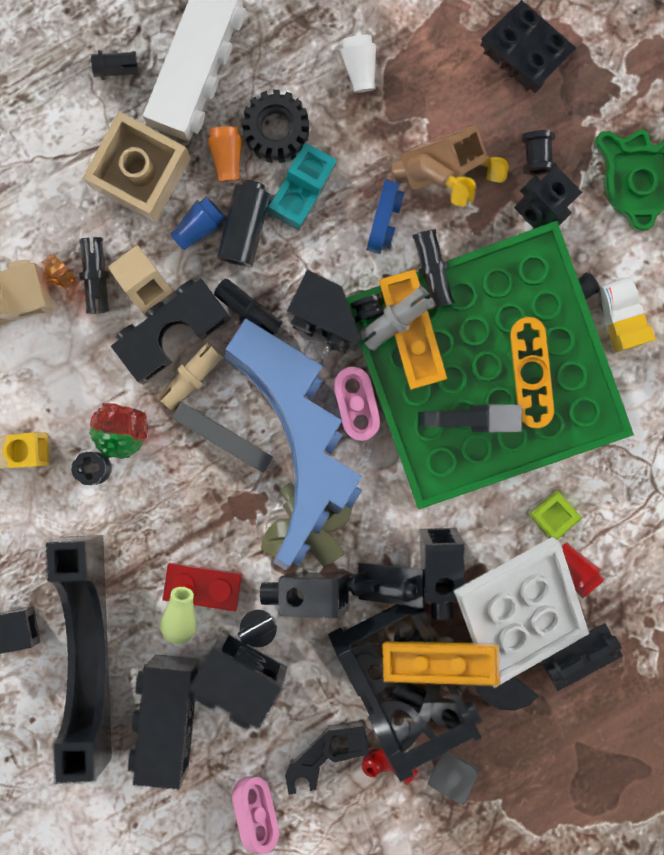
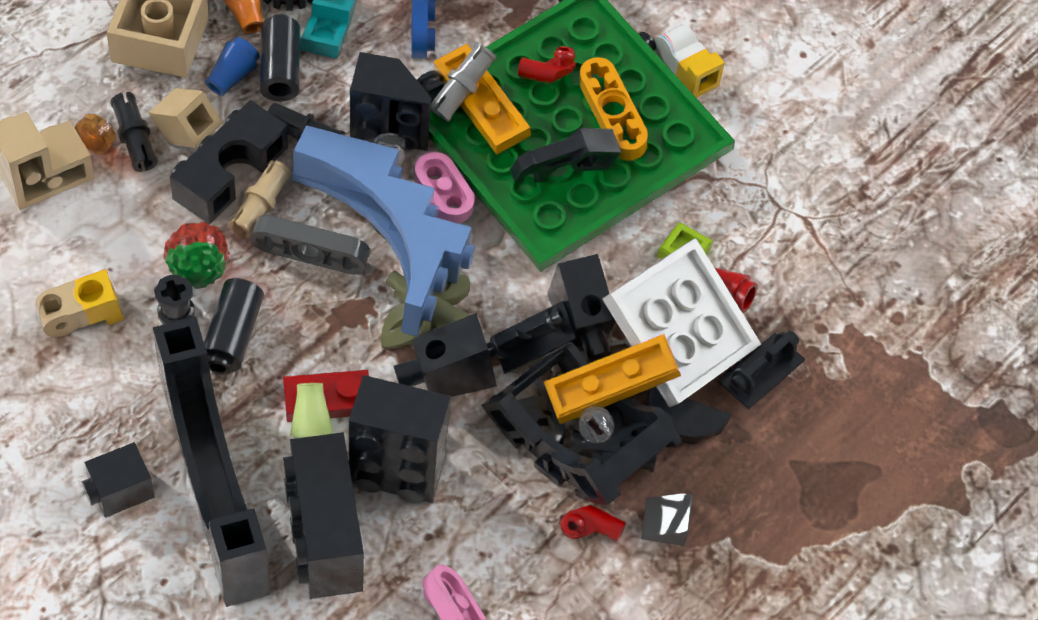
camera: 20 degrees left, 30 degrees down
(134, 506) = (232, 325): none -> black brick
(310, 760) = (502, 536): black piece -> none
(414, 698) = (602, 418): none -> clear hinge
(433, 268) = (478, 31): black pin -> none
(487, 314) = (551, 70): none -> red arm

